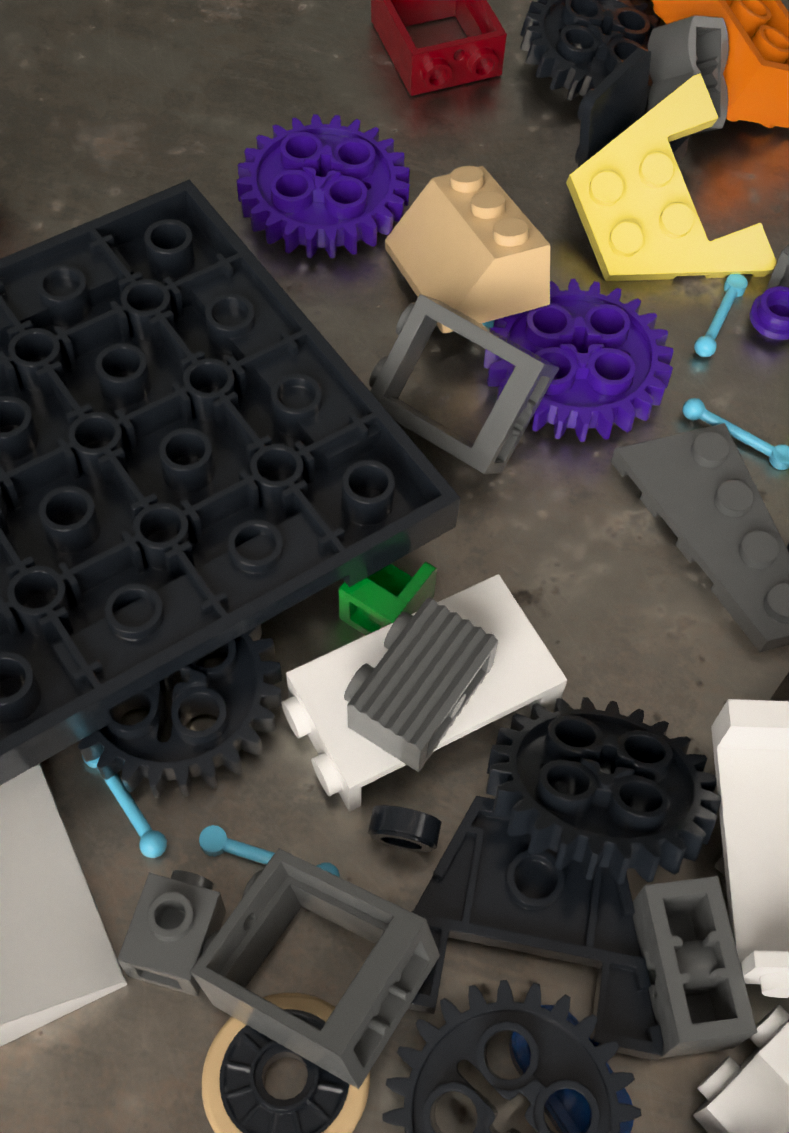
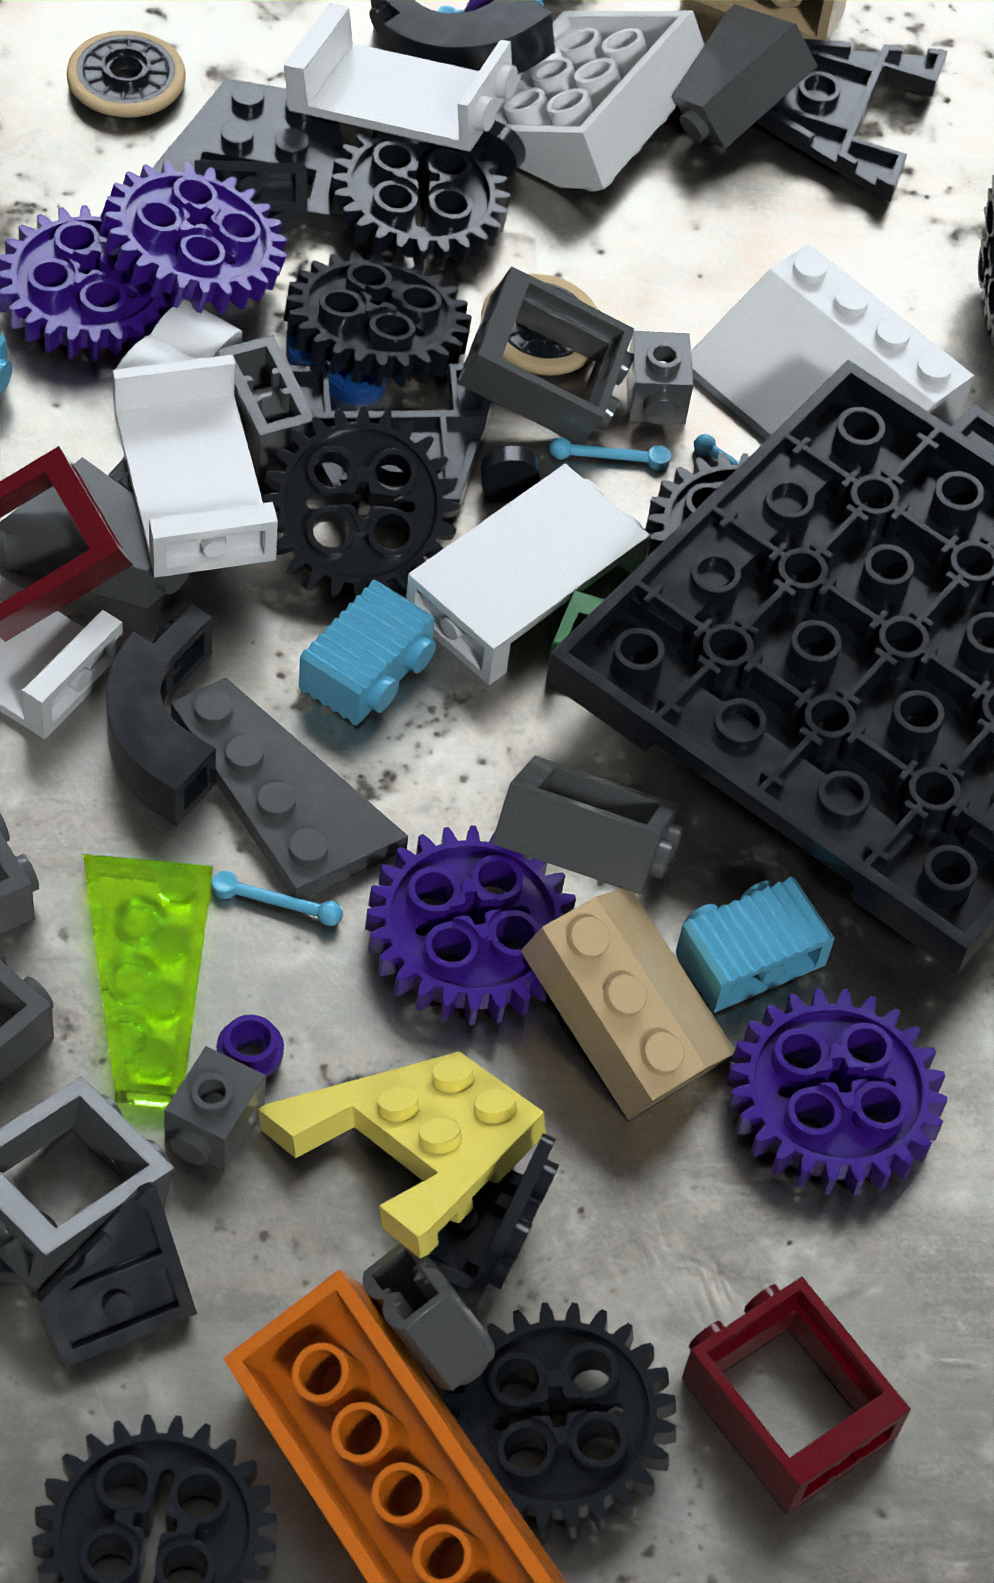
camera: 160 degrees right, 5 degrees down
(346, 290) = (753, 943): none -> medium azure brick
(419, 682) = (534, 517): dark grey brick -> none
(618, 630) = (367, 653): none -> medium azure brick
(734, 287) = (328, 995): medium azure hinge -> none

